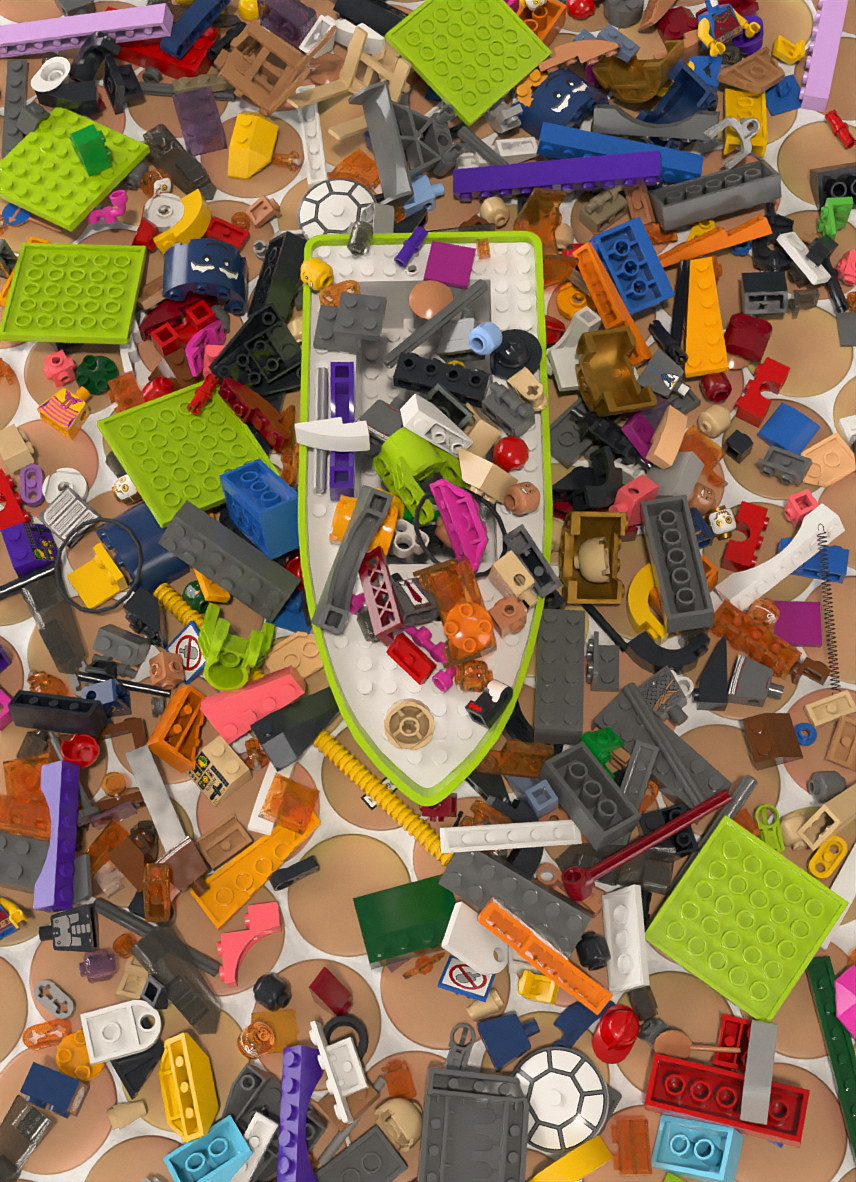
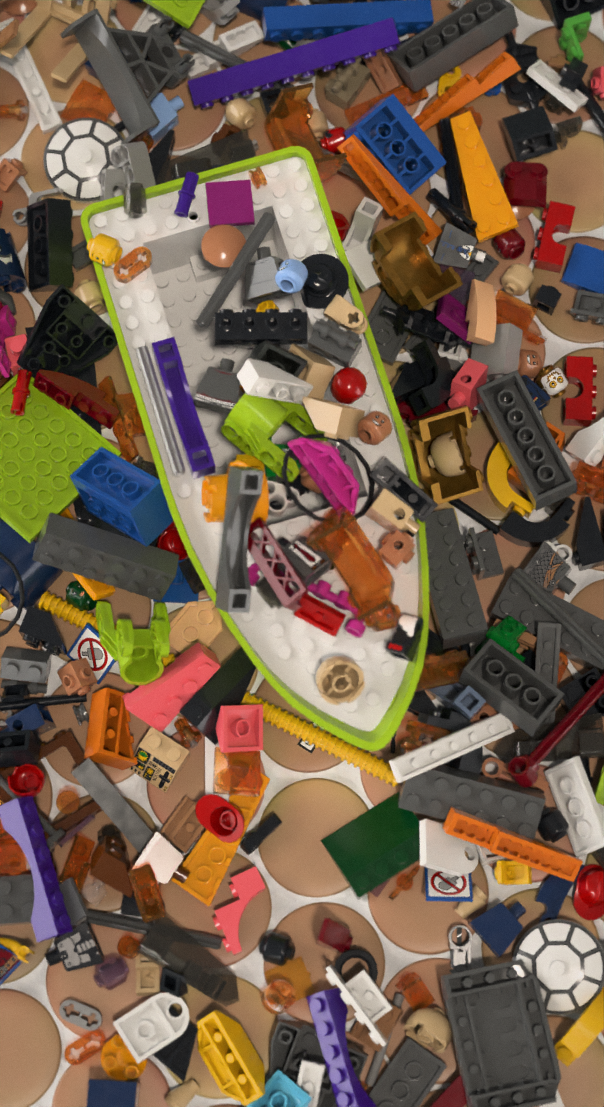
camera: 20 degrees left, 10 degrees up
(257, 841) = (220, 817): none -> red piece
(306, 760) = (240, 728): none -> coral slope
(334, 435) = (179, 417): white slope -> none
(351, 321) = (154, 293): dark grey bracket -> none
(469, 626) = (367, 572): orange dish -> none
(566, 303) = (346, 199): light orange plate -> none

